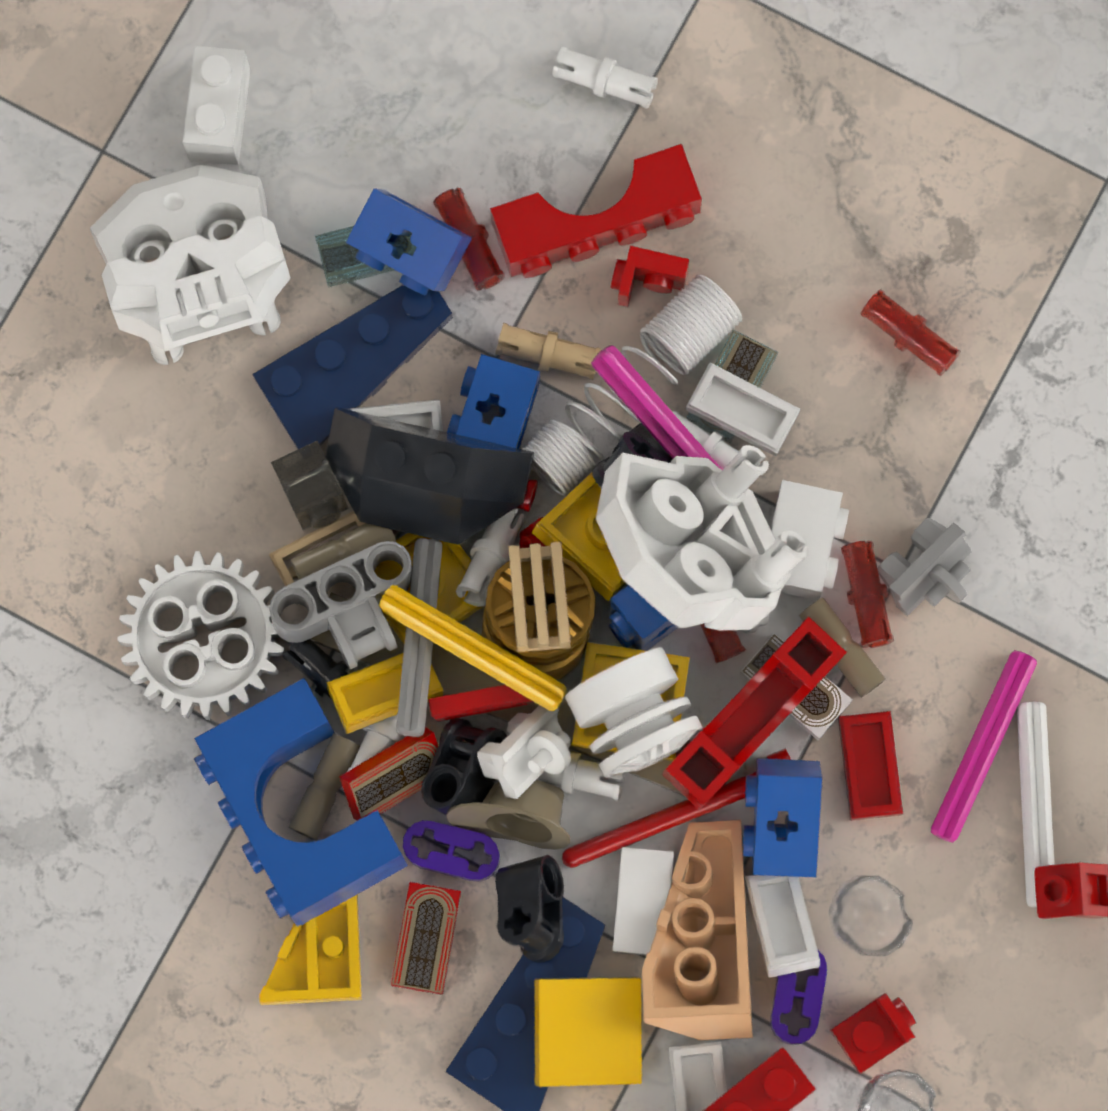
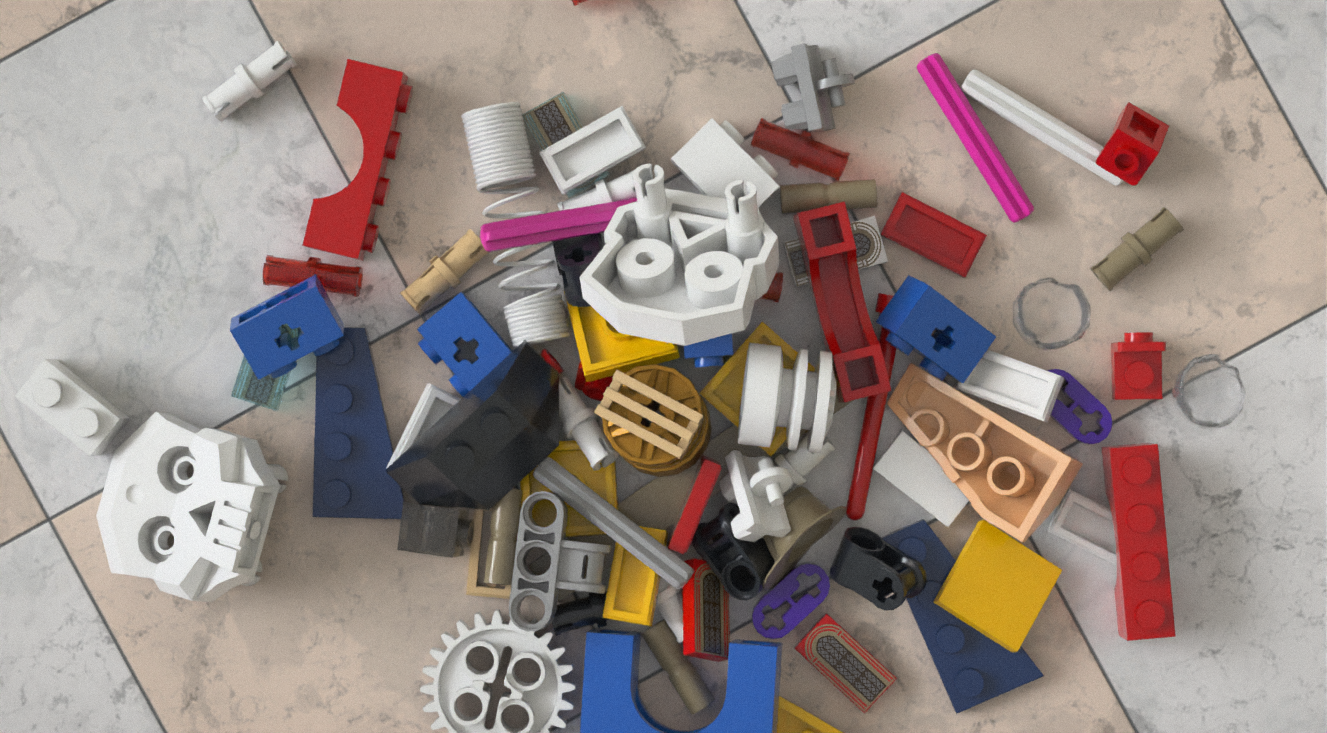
camera: 55 degrees left, 10 degrees up
(472, 648) = (652, 489): yellow axle -> none
(655, 269) = (437, 143): red bracket -> none
(982, 959) = (1137, 248): none -> dark tan pin

